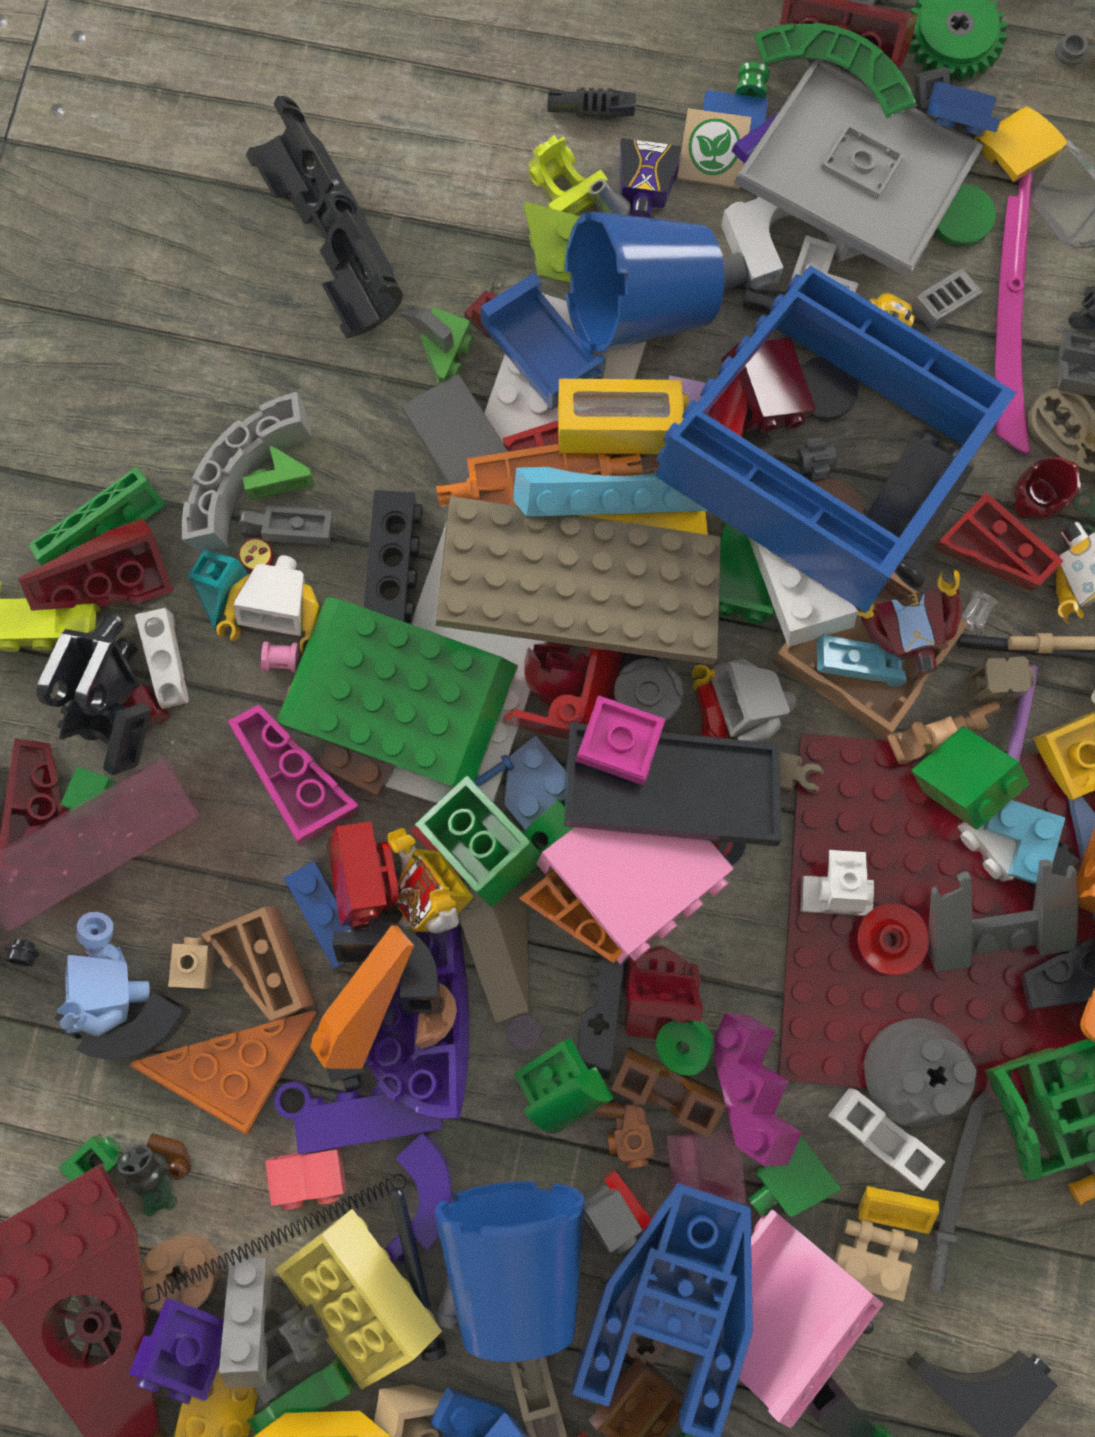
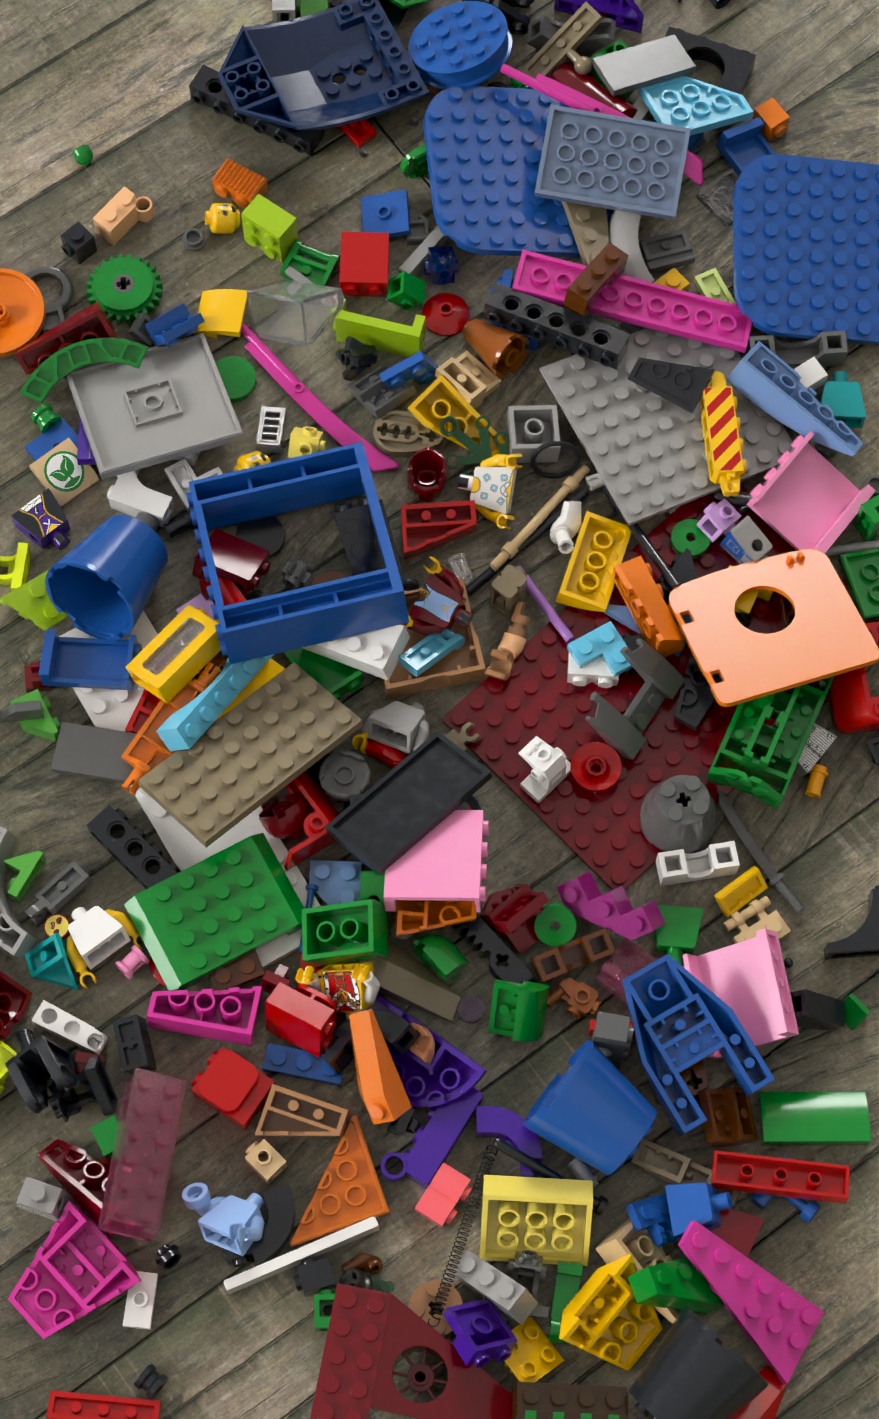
camera: 50 degrees left, 10 degrees down
(117, 1118) = (314, 1276): none -> black brick
(127, 1085) = (295, 1257): none -> white tile
(199, 733) = (134, 1044): none -> black hinge
(237, 866) = (232, 1087): none -> red brick
(382, 814) = (271, 980): none -> dark red tile
(548, 957) = (441, 955): none -> green brick
(608, 199) = (44, 555): flat silver cone -> none
(620, 740) = (359, 807): dark pink plate -> none
(964, 340) = (305, 441): none -> light yellow brick
(970, 777) = (545, 649): green brick -> none

